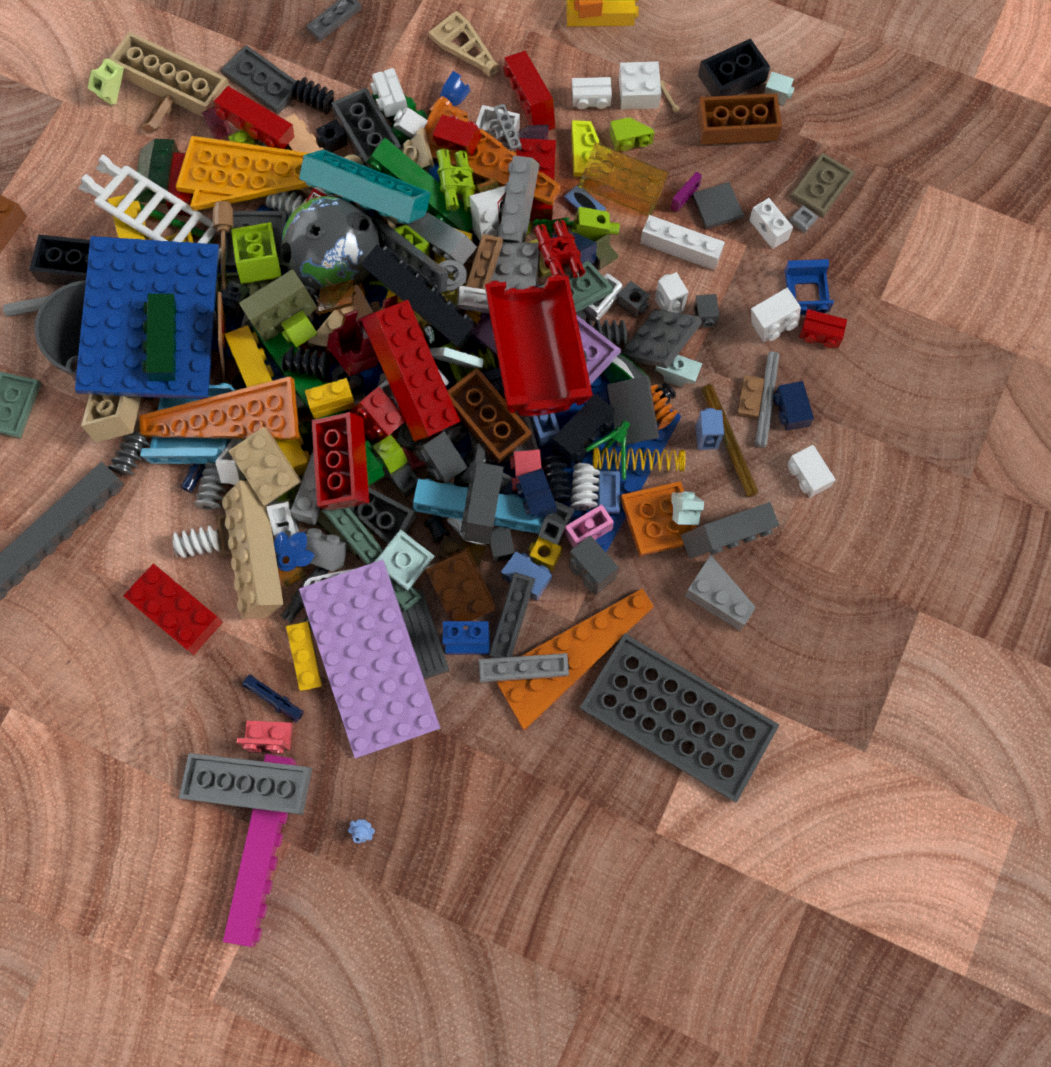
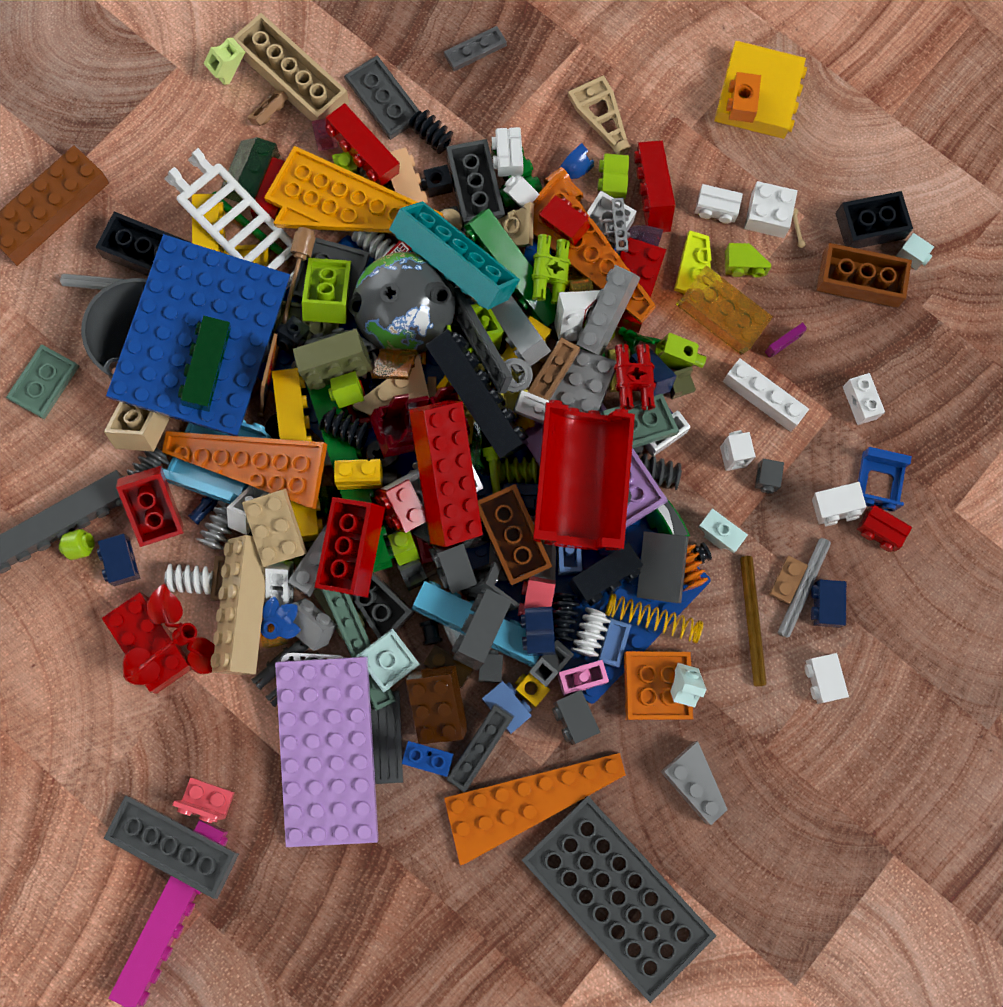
camera: 10 degrees right, 5 degrees up
(81, 539) = (76, 544): none -> lime head
(125, 543) = (118, 560): none -> dark blue brick
(142, 483) = (150, 506): none -> red brick
(179, 572) = (165, 608): none -> red plant
(280, 703) = (221, 761): dark blue pin -> none
(304, 656) = (263, 728): yellow plate -> none
(361, 831) = (272, 923): light blue plant -> none
(456, 357) = (496, 467): light aqua tile -> none
(490, 90) = (614, 175): none -> lime brick
(523, 667) = (477, 804): light grey tile -> none
(580, 198) = (677, 322): medium blue tile -> none
(619, 435) = (640, 591): green plant -> none
(632, 291) = (698, 433): dark grey brick -> none
(661, 338) = (714, 495): dark grey plate -> none
(709, 429) = (735, 606): medium blue brick -> none
(717, 205) = (814, 362): dark grey tile -> none
(730, 531) = (725, 721): dark grey wedge -> none
(803, 219) = (899, 402): light grey tile -> none
(822, 185) = (930, 369): dark tan tile -> none

